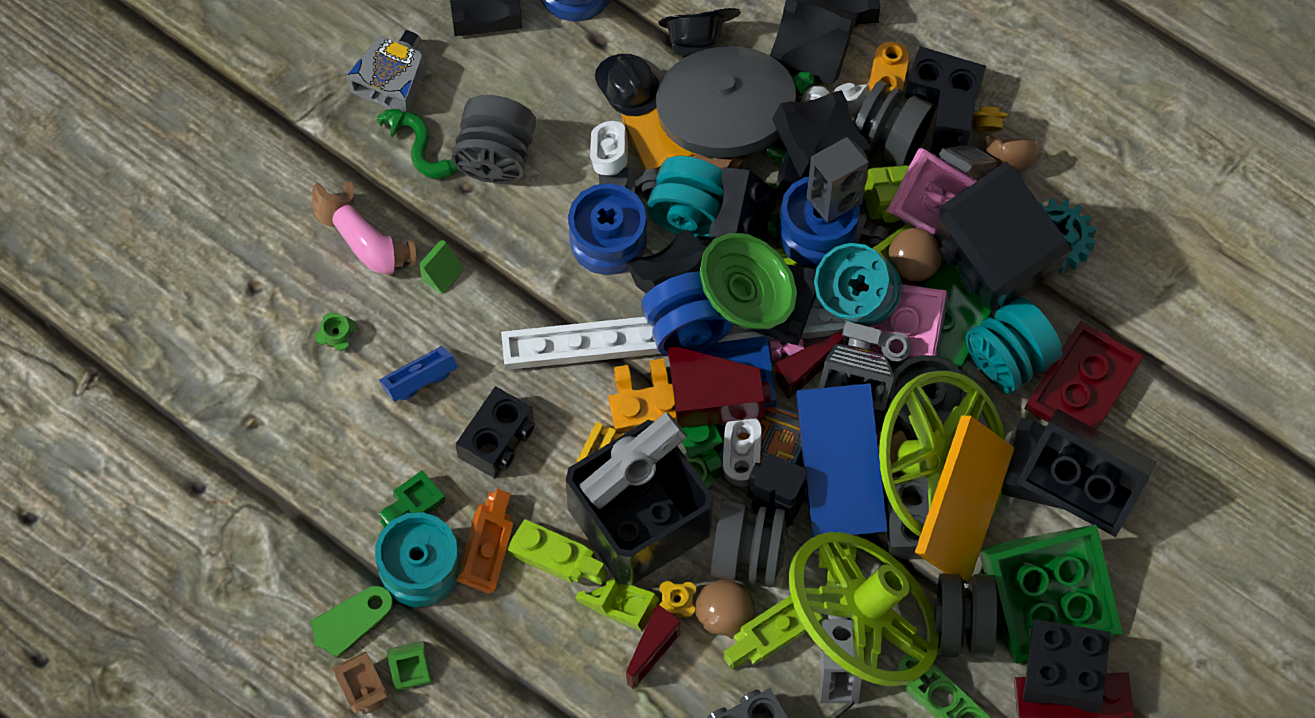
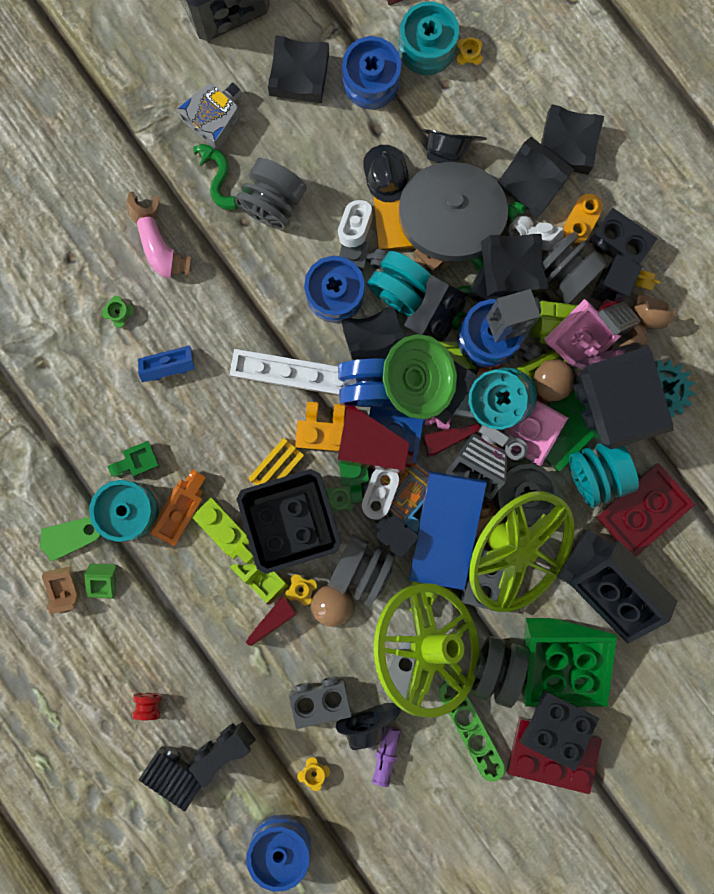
camera: 15 degrees right, 20 degrees up
(440, 267) = (206, 283): bright green slope -> none
(487, 429) = (204, 420): black brick -> none
(633, 460) = (290, 499): light grey piece -> none
(766, 634) = (356, 635): lime hinge -> none
(964, 499) = (527, 587): light orange tile -> none

